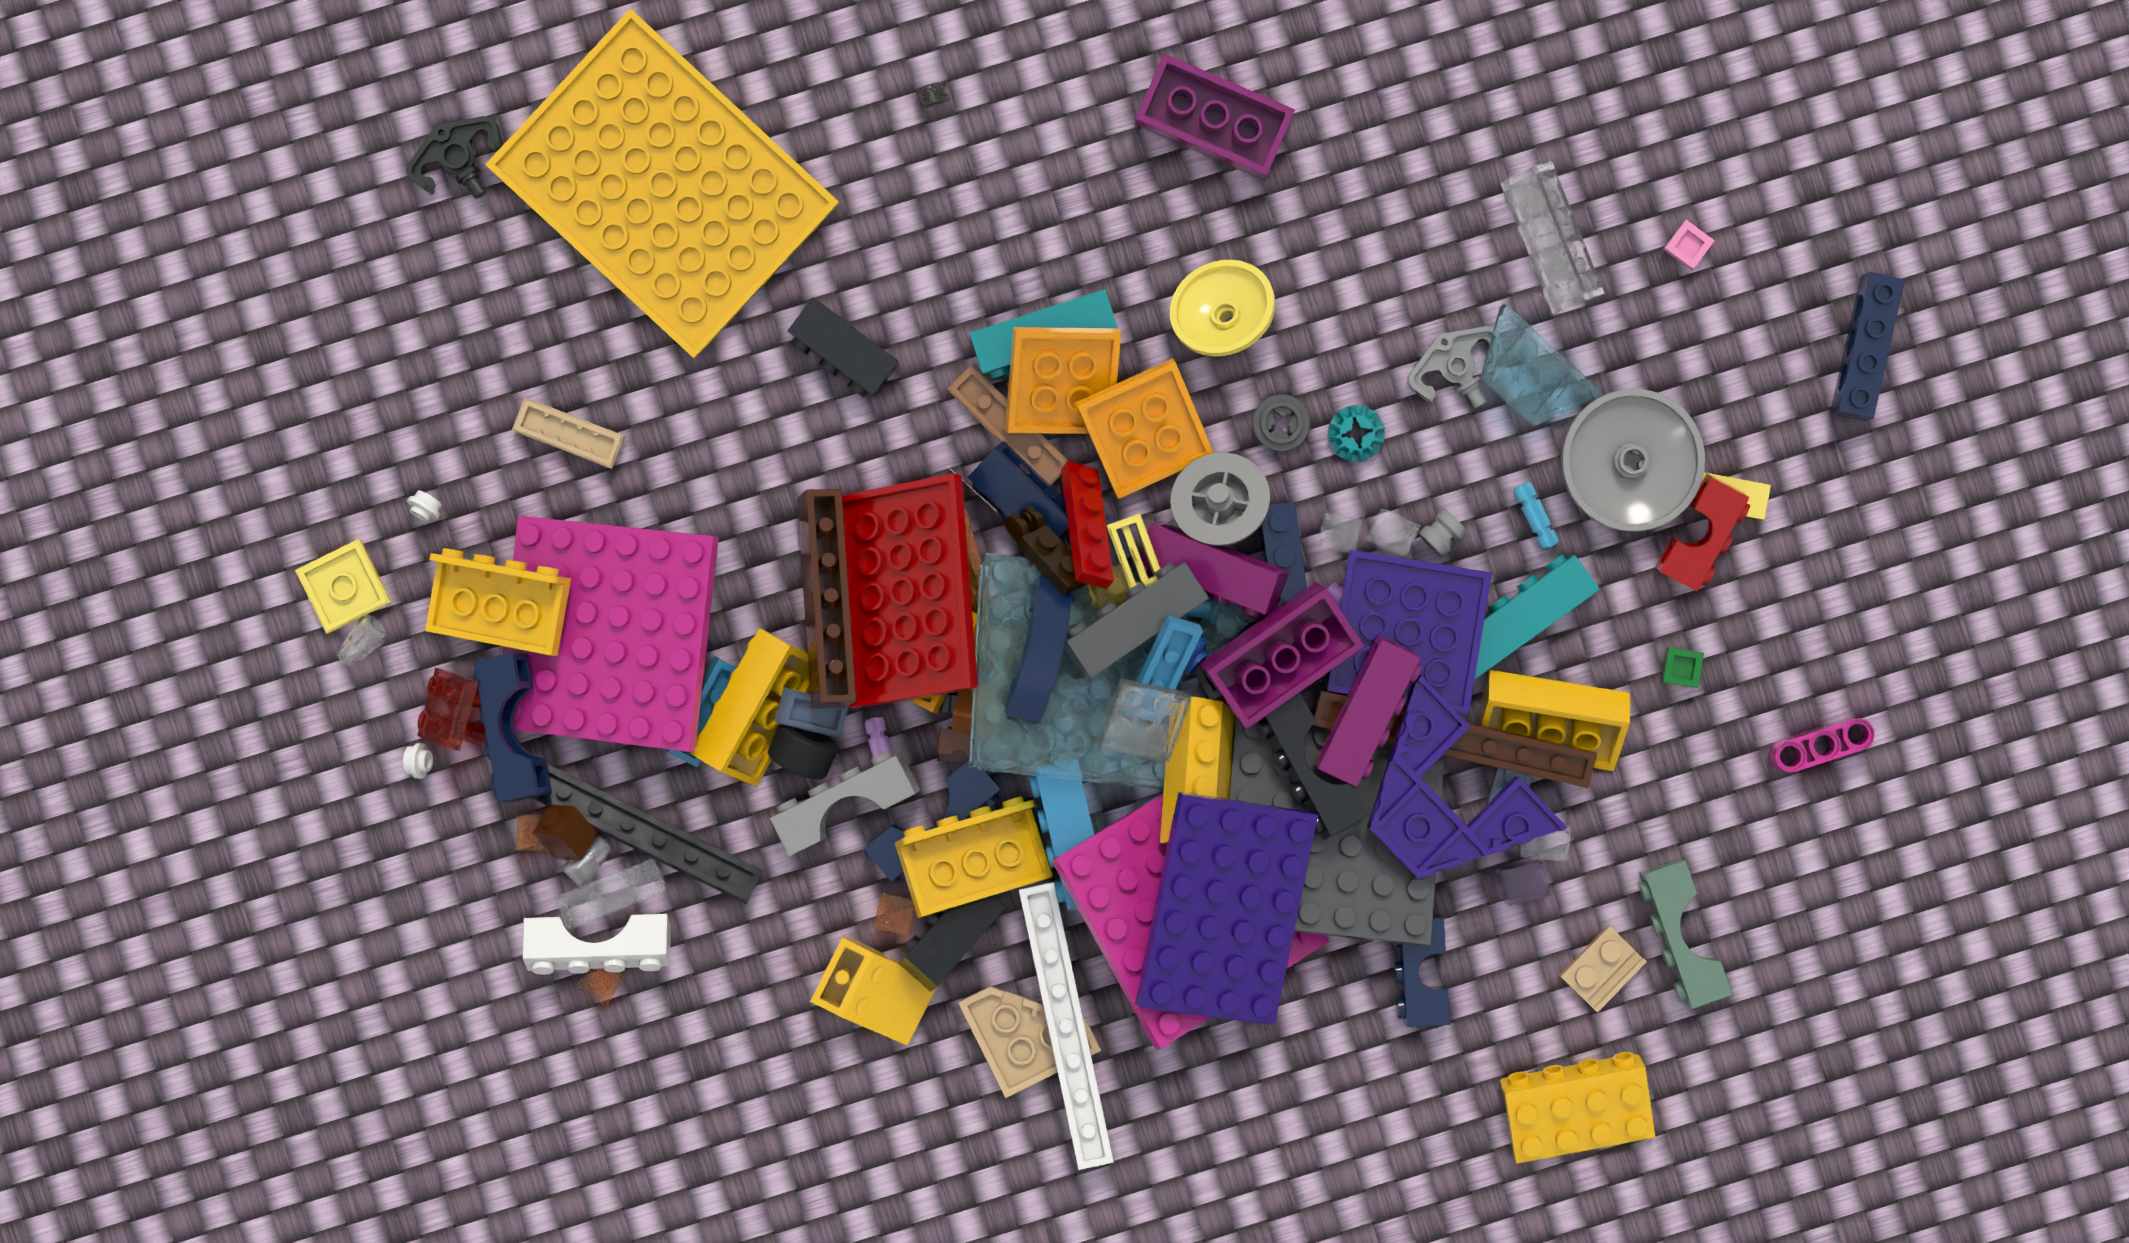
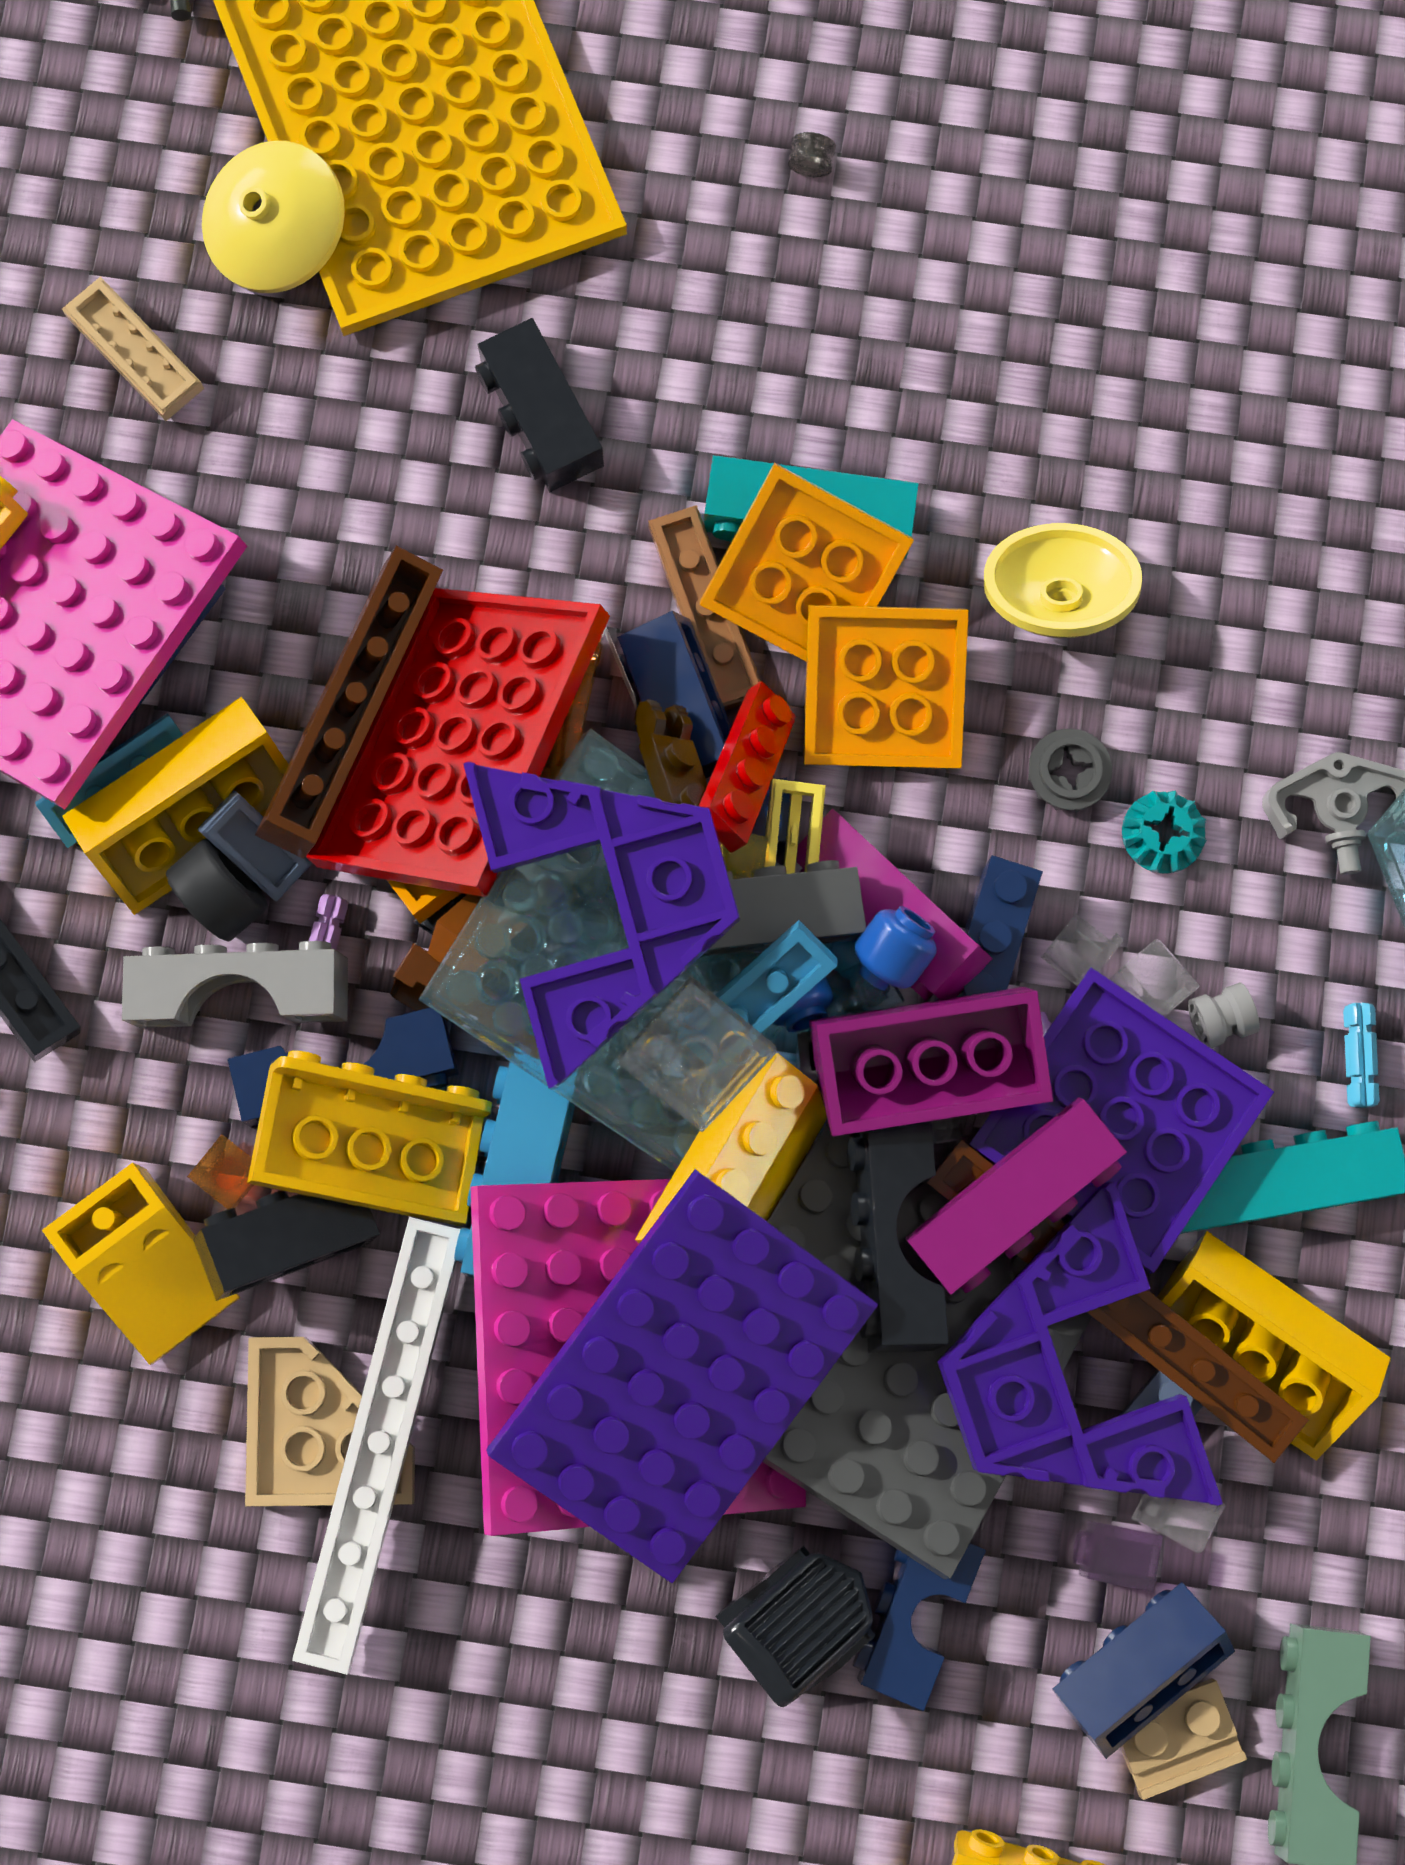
camera: 20 degrees right, 10 degrees down
(632, 300) = (290, 230): none -> light yellow dish
(1041, 653) = (569, 920): dark blue slope -> none
(1077, 630) = (665, 884): none -> dark purple wing
(1214, 117) = (1164, 339): magenta brick -> none
(1220, 499) = (942, 823): light grey wheel -> none
(1230, 599) = (895, 948): none -> blue head
(1356, 1010) = (799, 1623): none -> black piece
(1564, 940) = (1143, 1668): none -> dark blue brick

